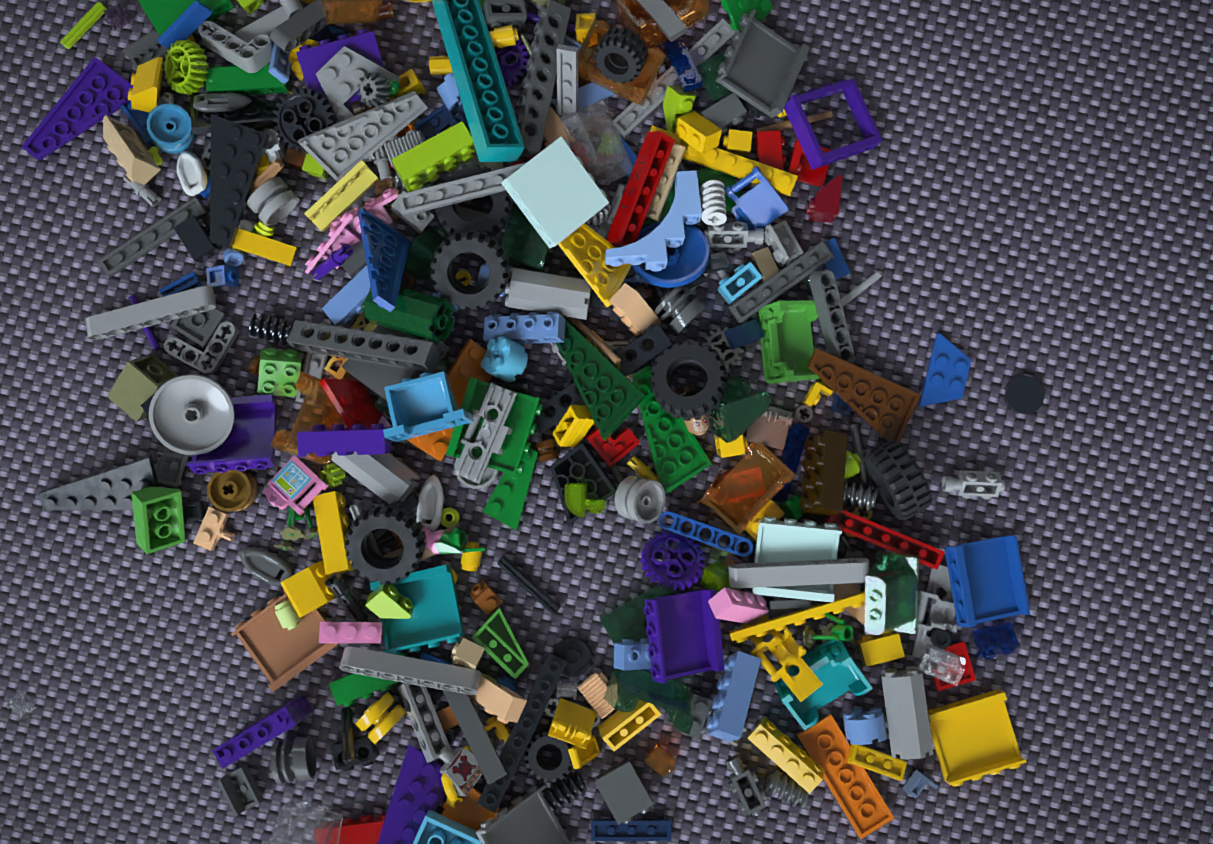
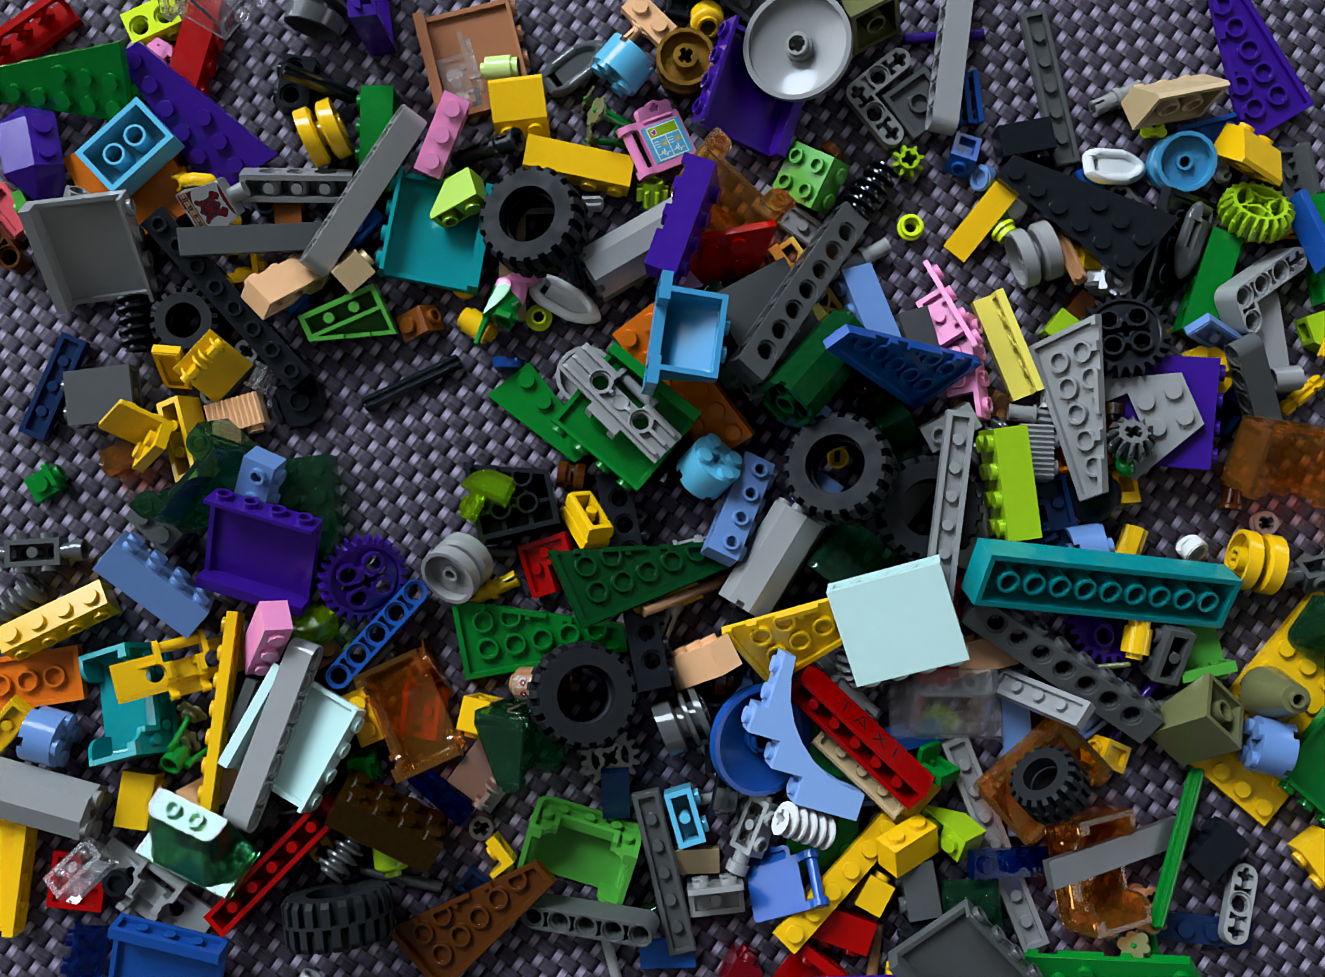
camera: 115 degrees right, 0 degrees up
(195, 486) = (707, 18): none -> yellow head
(237, 311) = (909, 155): none -> lime gear
(252, 531) = (622, 66): none -> medium azure brick
(282, 288) = (915, 221): none -> neon yellow plate
(302, 639) = (461, 73): none -> clear bracket
(316, 312) = (868, 254): none -> light grey pin
(335, 259) = (926, 302): dark purple pin -> none
(427, 93) = (1100, 507): none -> black tile
(429, 24) = (1192, 548): none -> white tile
(490, 528) = (501, 363): none -> blue tile
(634, 746) = (139, 427): none -> yellow bracket
(640, 129) = (939, 767): none -> green bracket
(697, 806) = (47, 482): none -> green bracket

